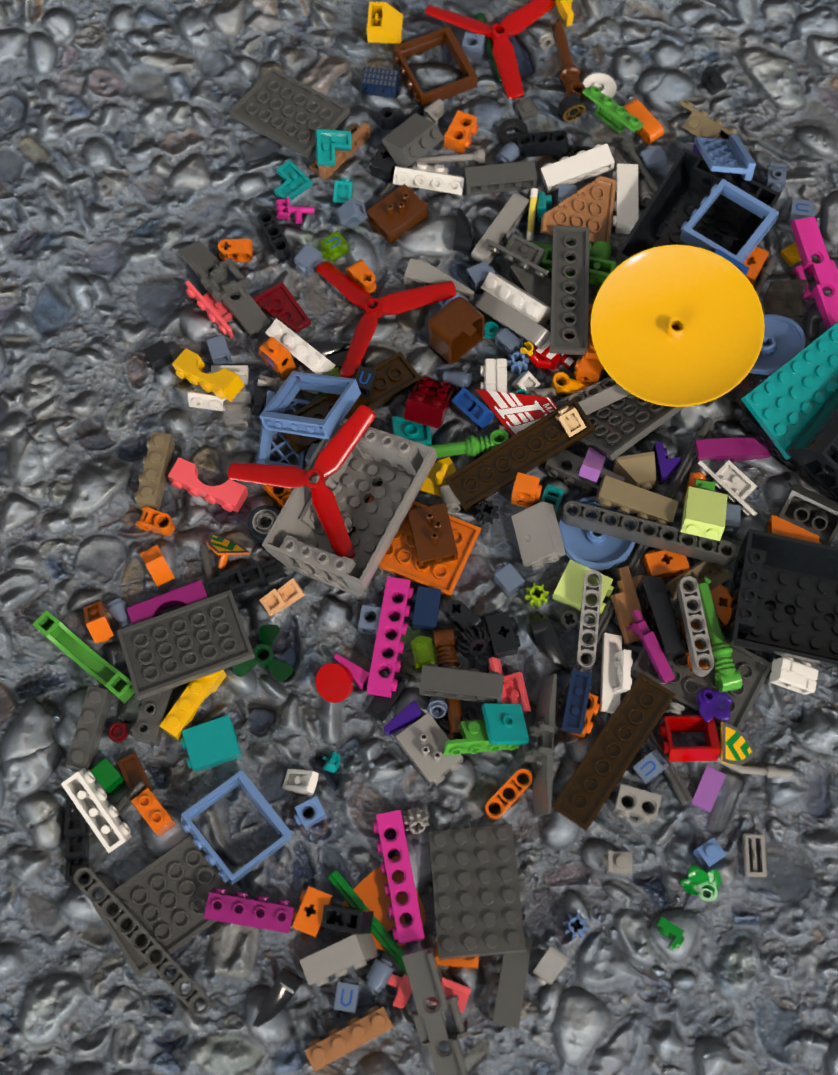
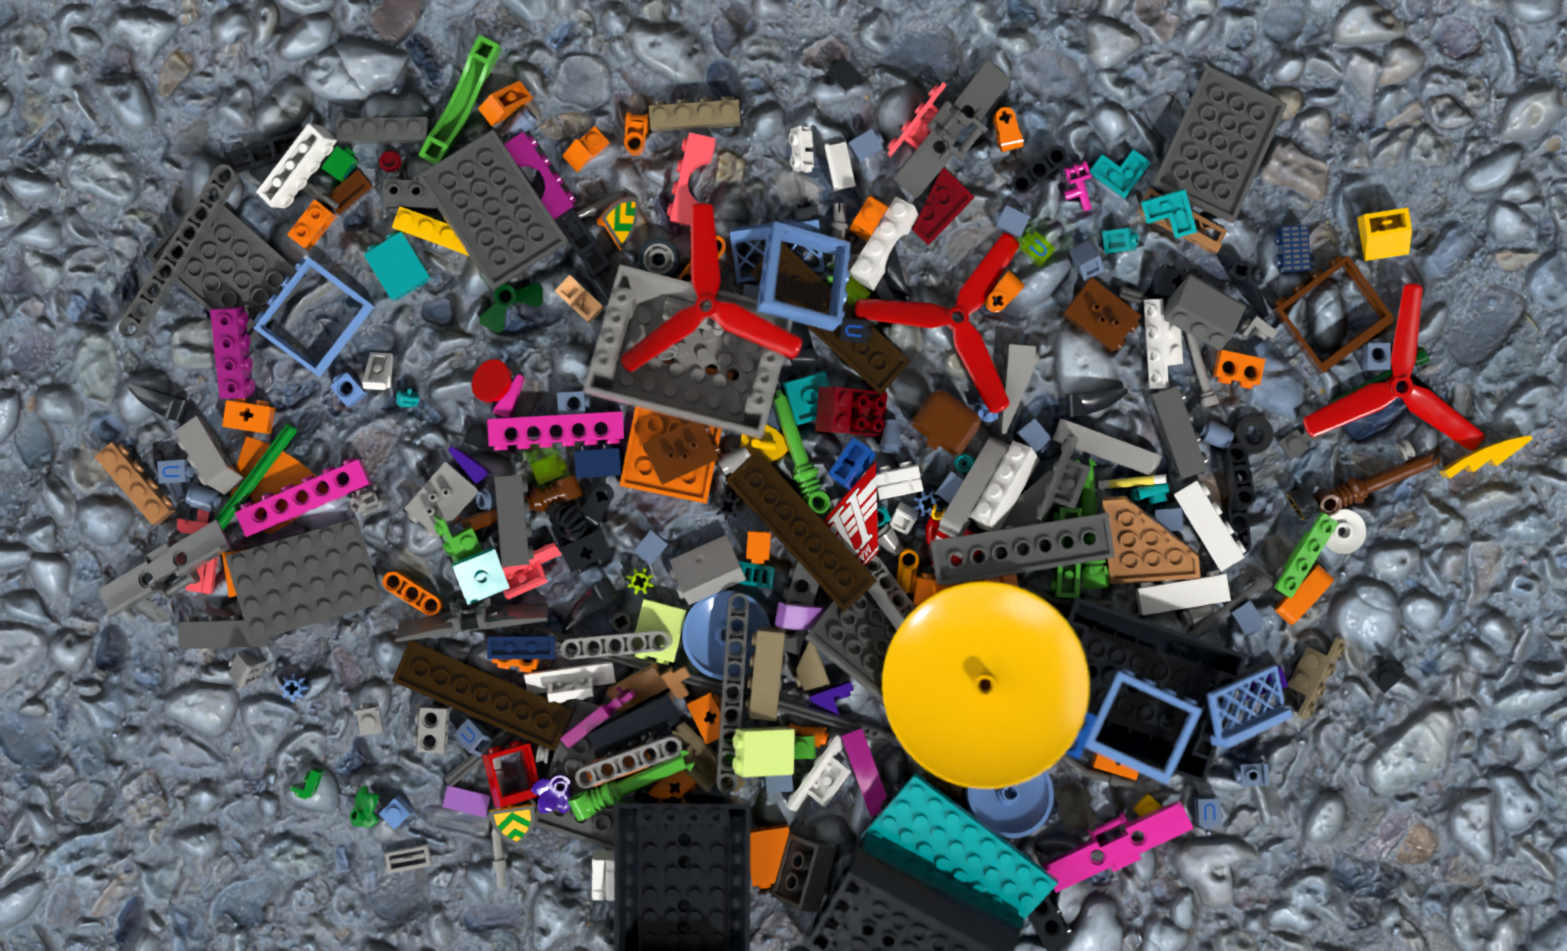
camera: 75 degrees right, 20 degrees up
(223, 384) = (835, 121): yellow arch -> none
(347, 919) = (245, 454): black brick -> none
(570, 420) = (844, 581): tan bracket -> none

